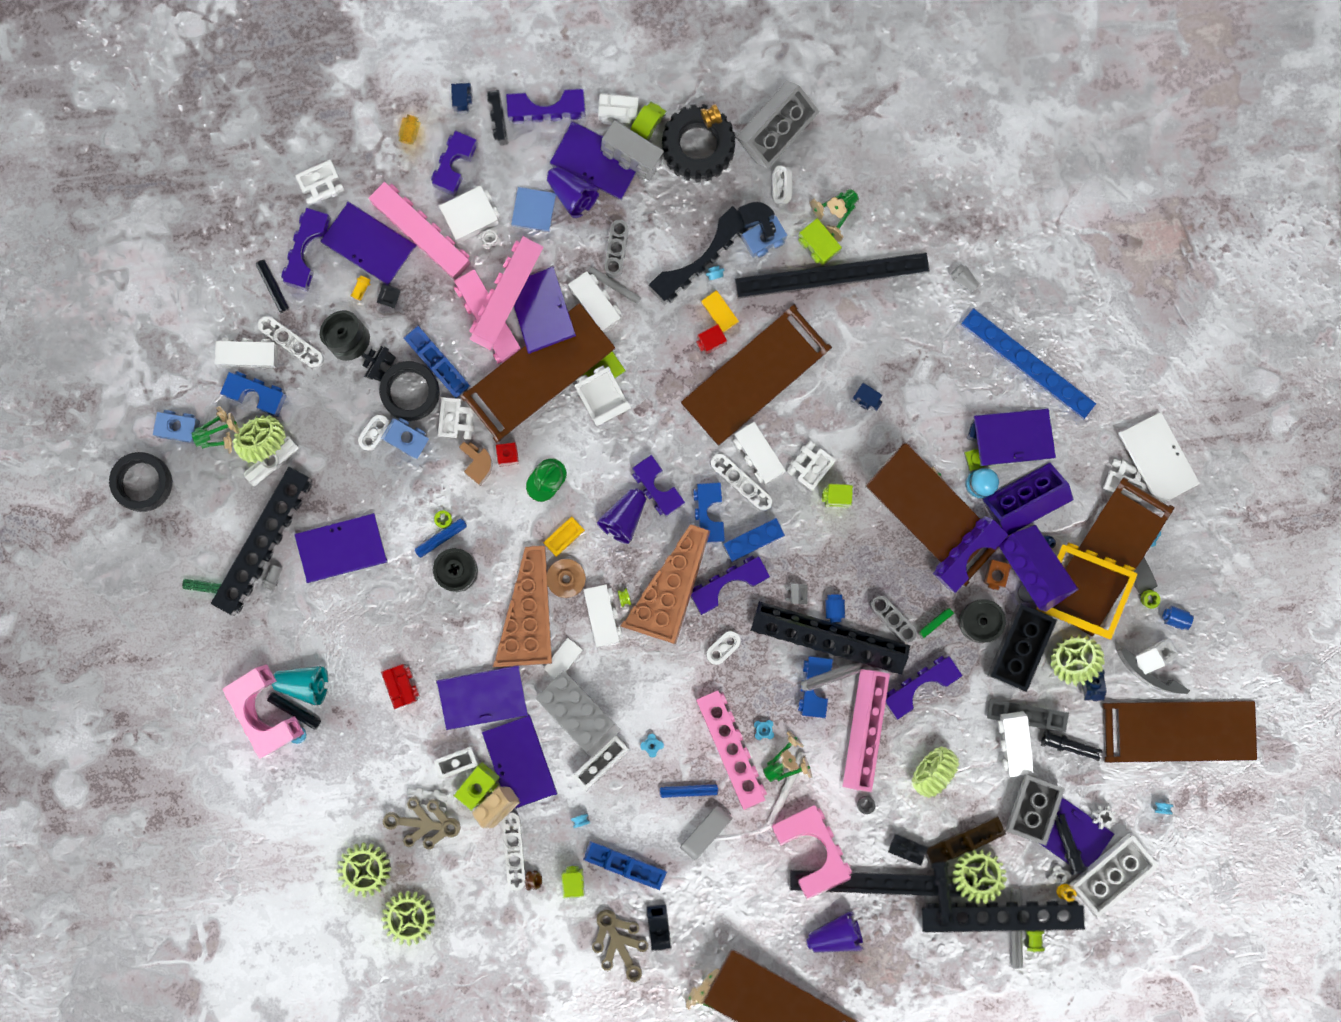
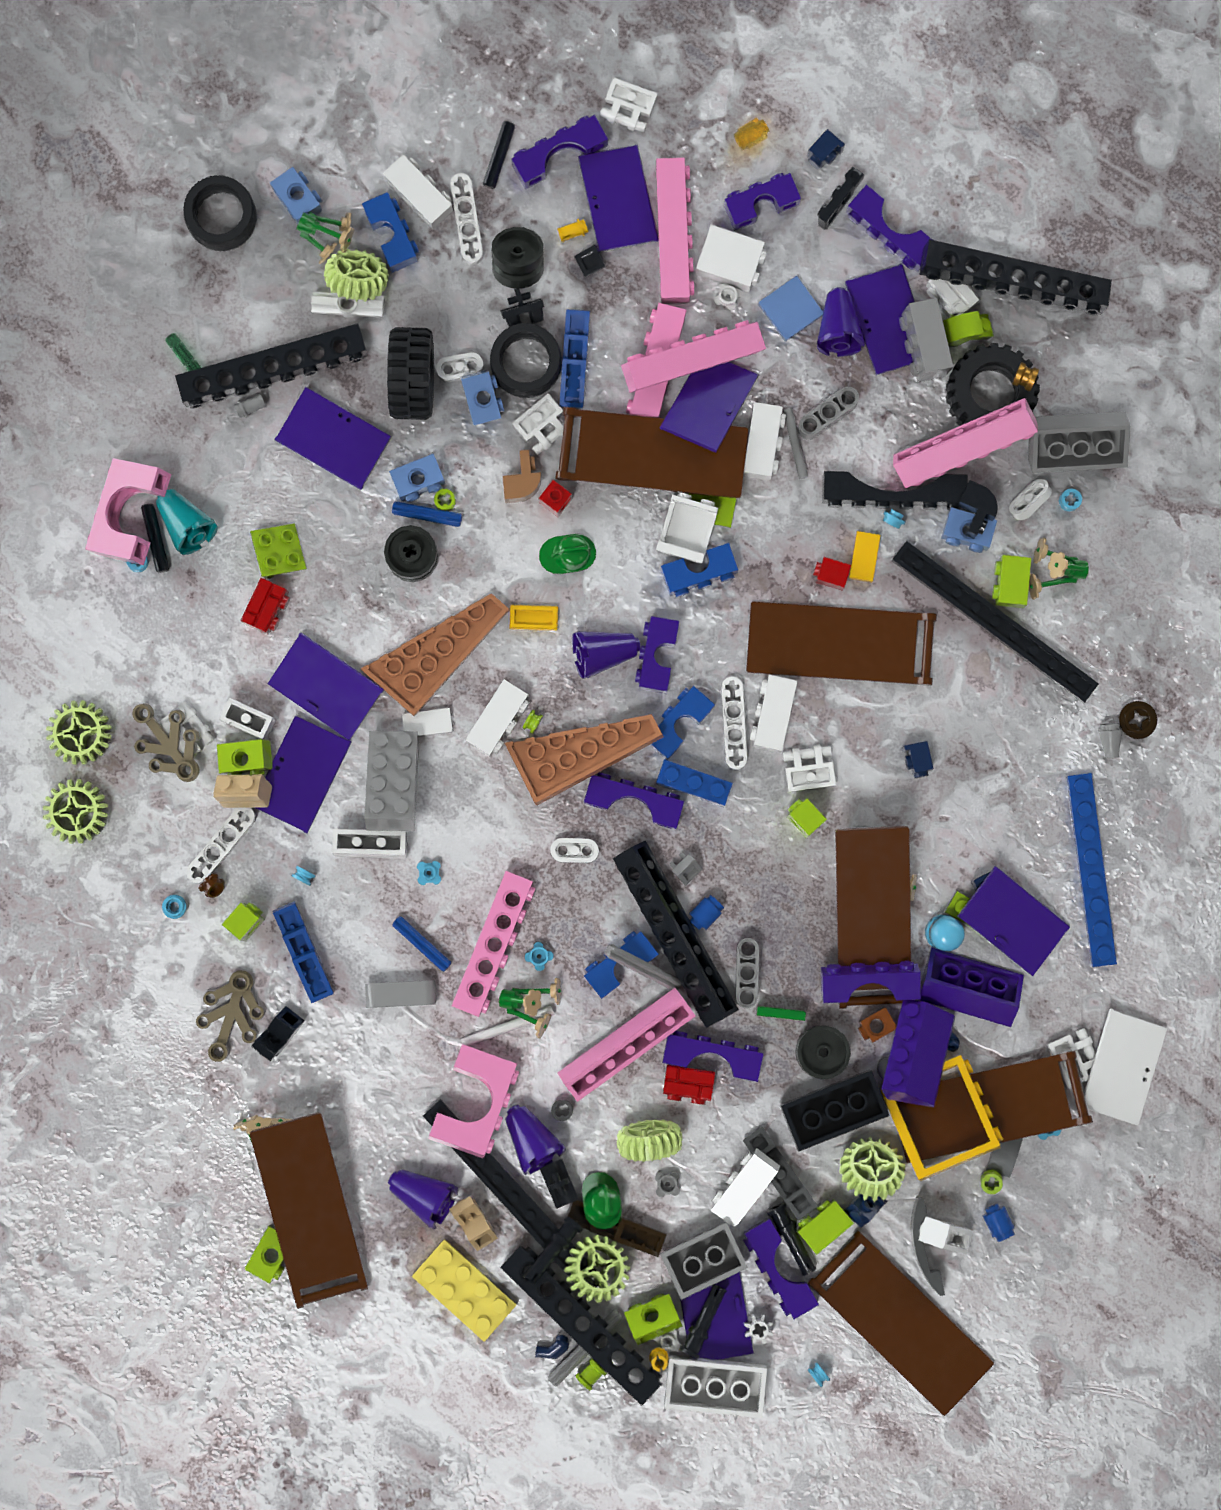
camera: 50 degrees right, 0 degrees up
(350, 464) = (410, 373): none -> black tyre
(374, 646) = (278, 550): none -> lime hinge
(414, 510) = (425, 466): none -> medium blue brick
(518, 919) = (166, 906): none -> medium azure plate
(558, 571) = (495, 643): medium nougat dish -> none
(627, 429) = (680, 579): none -> blue arch
(698, 26) = (1095, 288): none -> black brick
(714, 188) = (965, 443): none -> bright pink brick
(810, 164) = (1076, 494): none -> medium azure bush
(866, 840) = (531, 1139): none -> dark purple cone
(882, 922) = (473, 1223): none -> tan brick
(914, 966) = (464, 1290): none -> light yellow plate
(923, 716) = (688, 1083): none -> red brick
(941, 834) = (601, 1200): none -> green piece
(974, 786) = (664, 1190): none -> light grey plate
(977, 249) = (1142, 709): none -> dark brown gear
(1001, 947) = (553, 1351): none -> dark blue arm
(1048, 865) = (666, 1322): none -> lime brick
(1082, 720) = (824, 1225): none -> lime brick
(1106, 775) = (795, 1295): none -> dark purple arch

